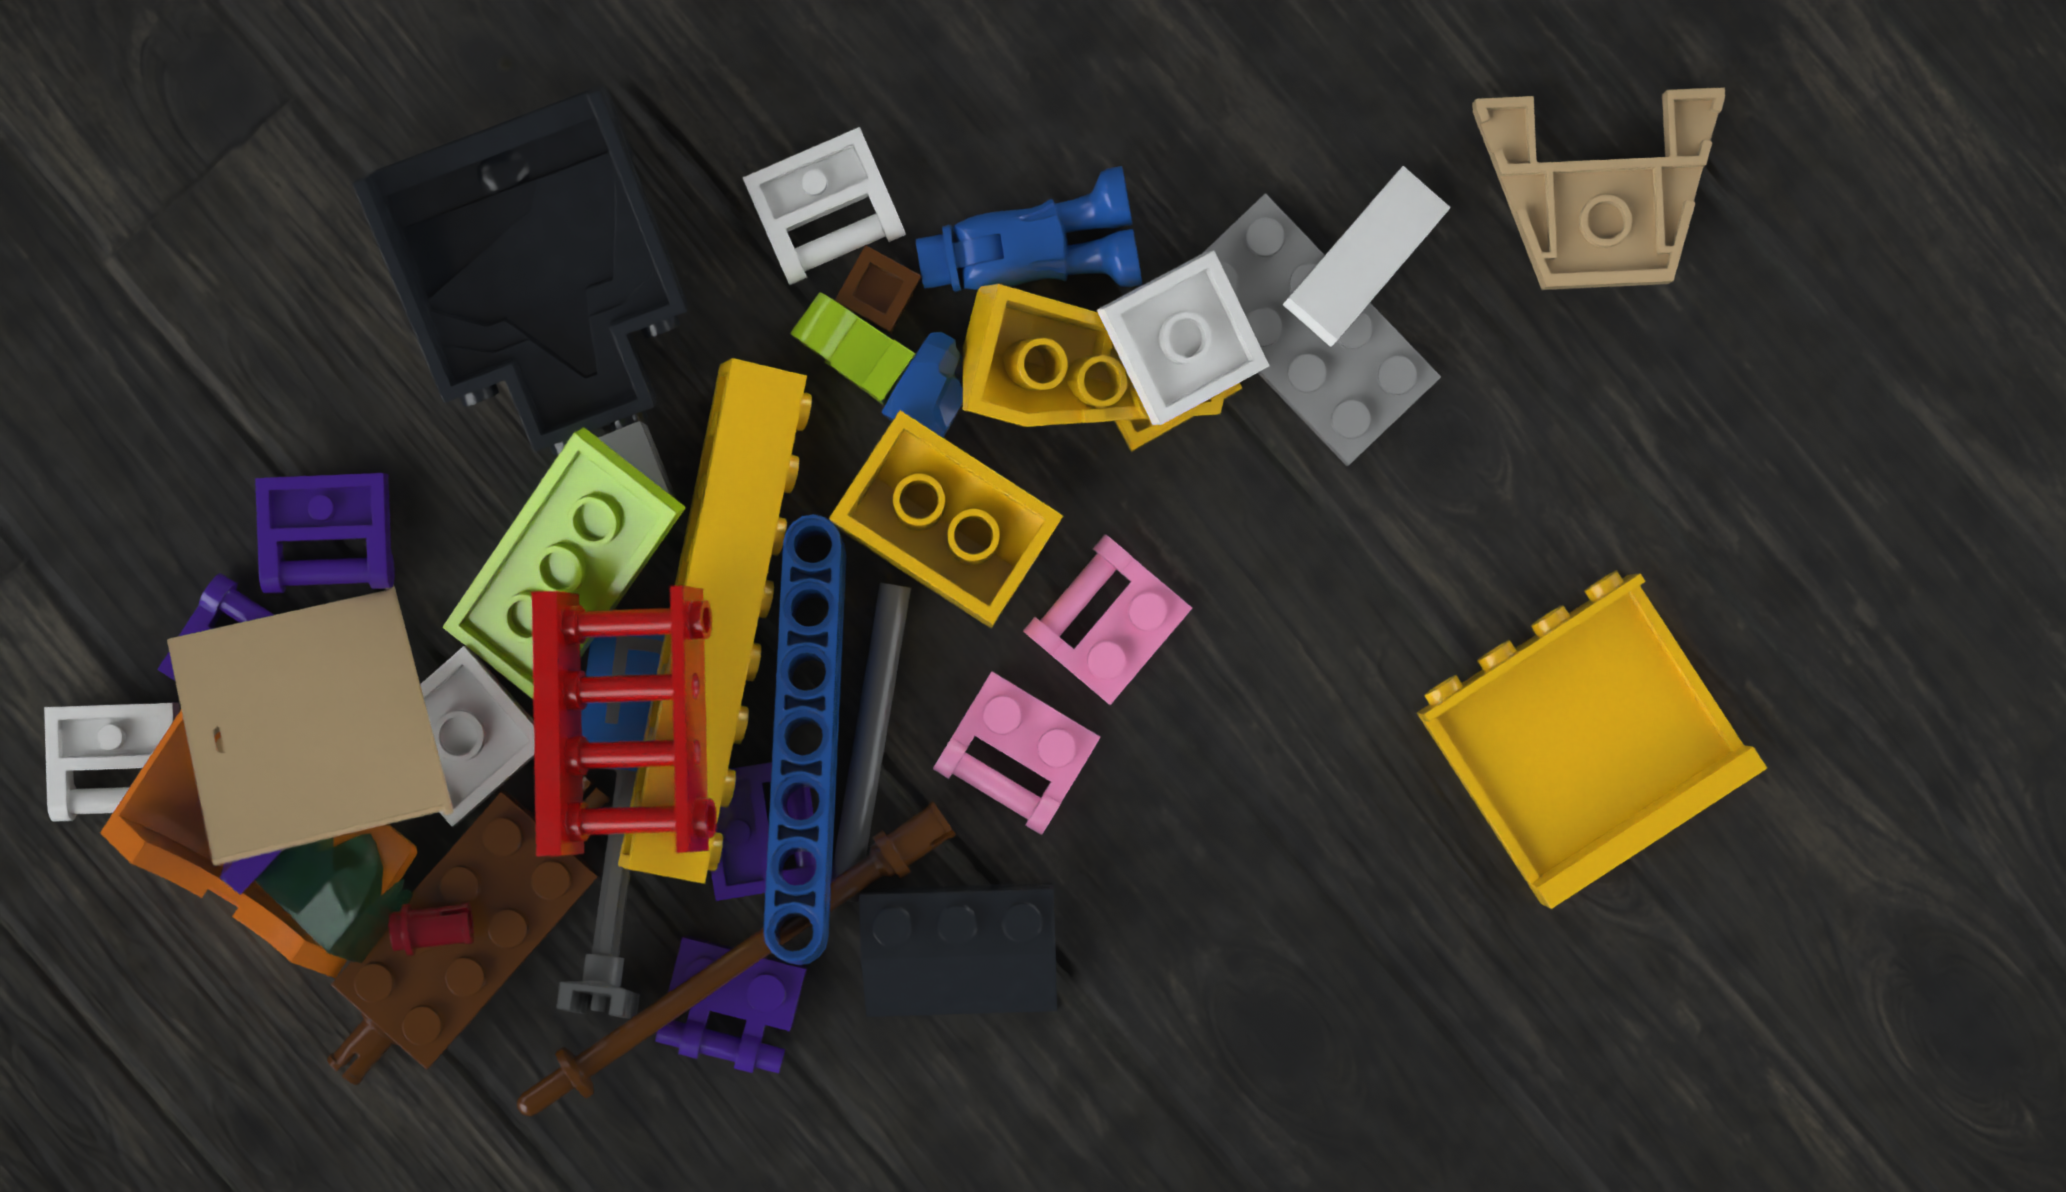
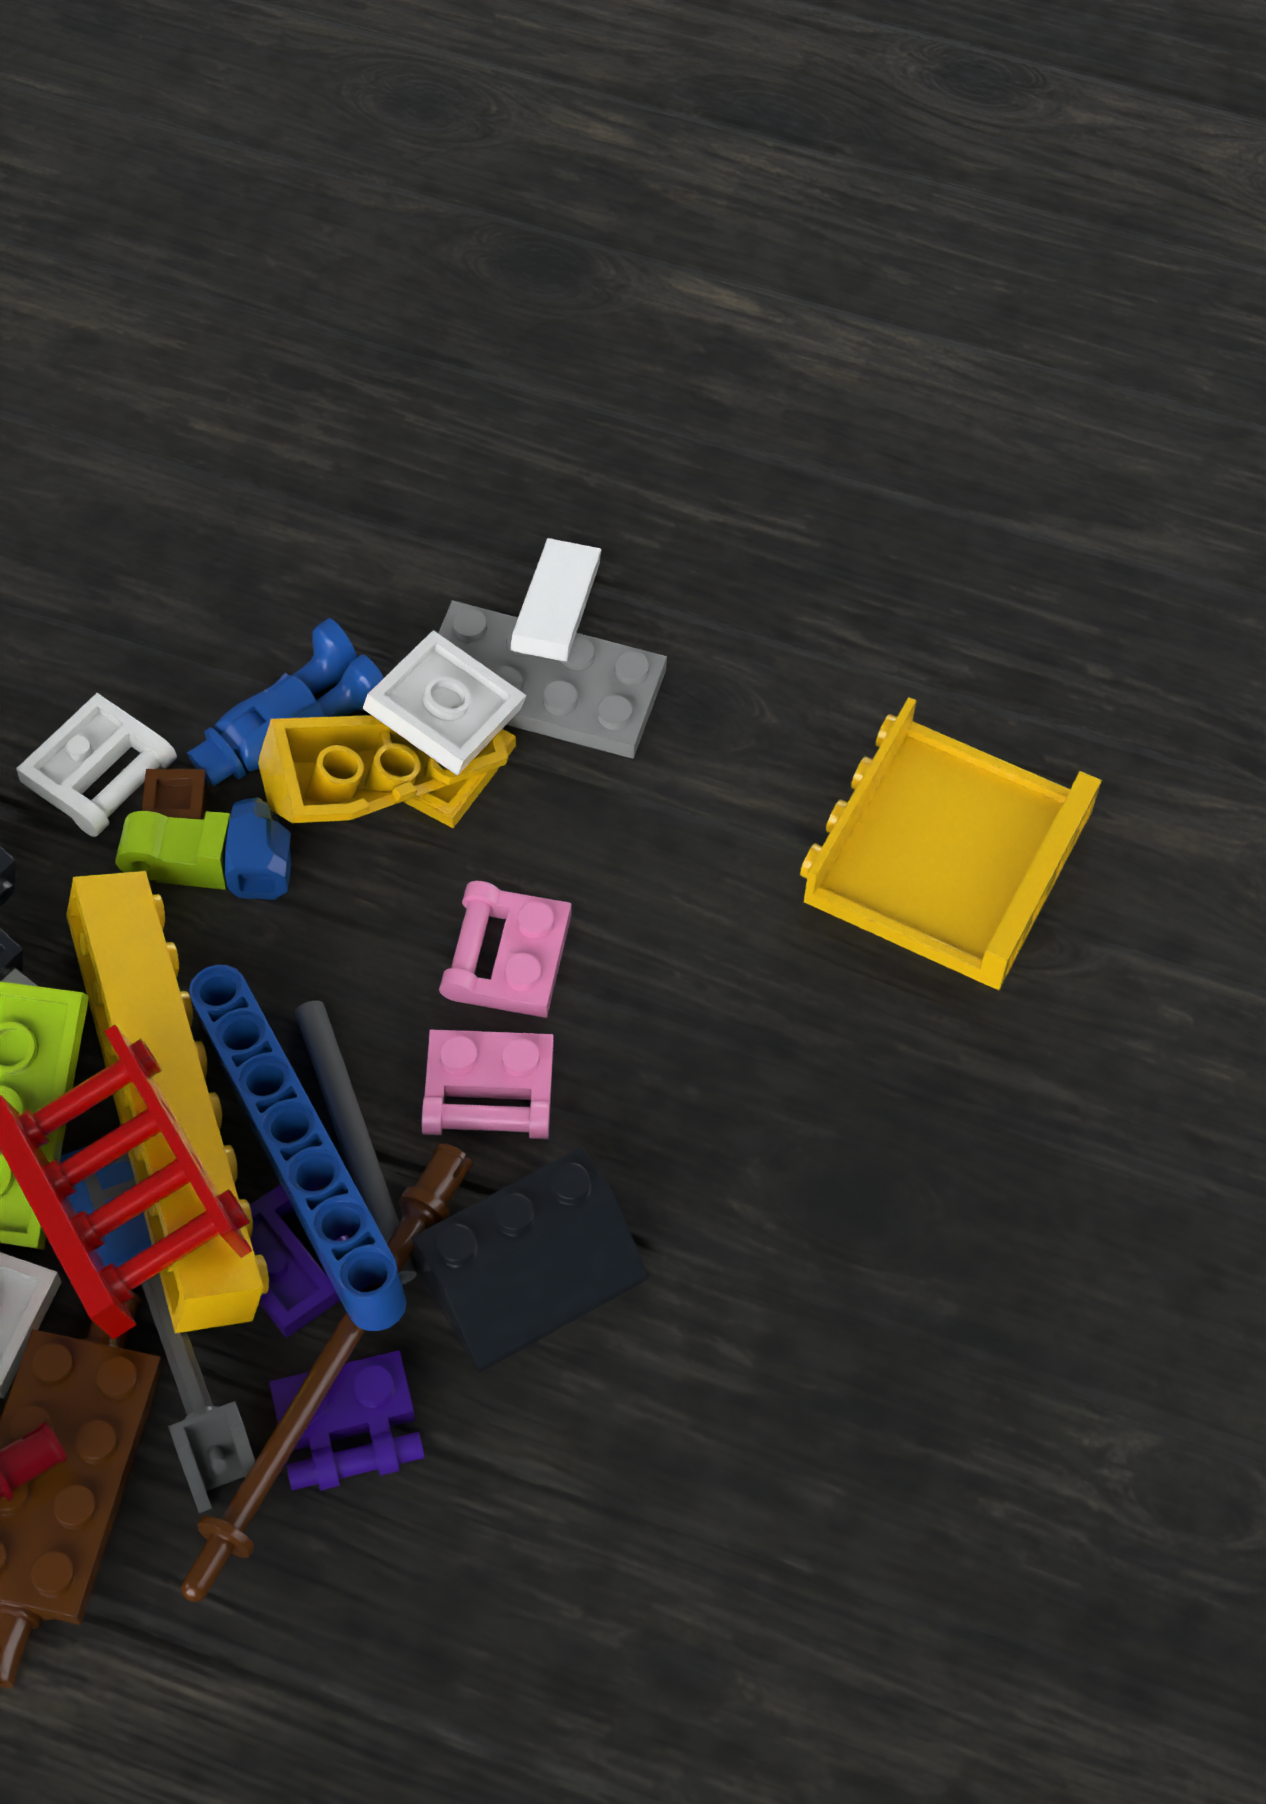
camera: 30 degrees left, 30 degrees down
(945, 519) = (324, 924): yellow slope -> none
(1602, 217) = (713, 507): tan wing -> none

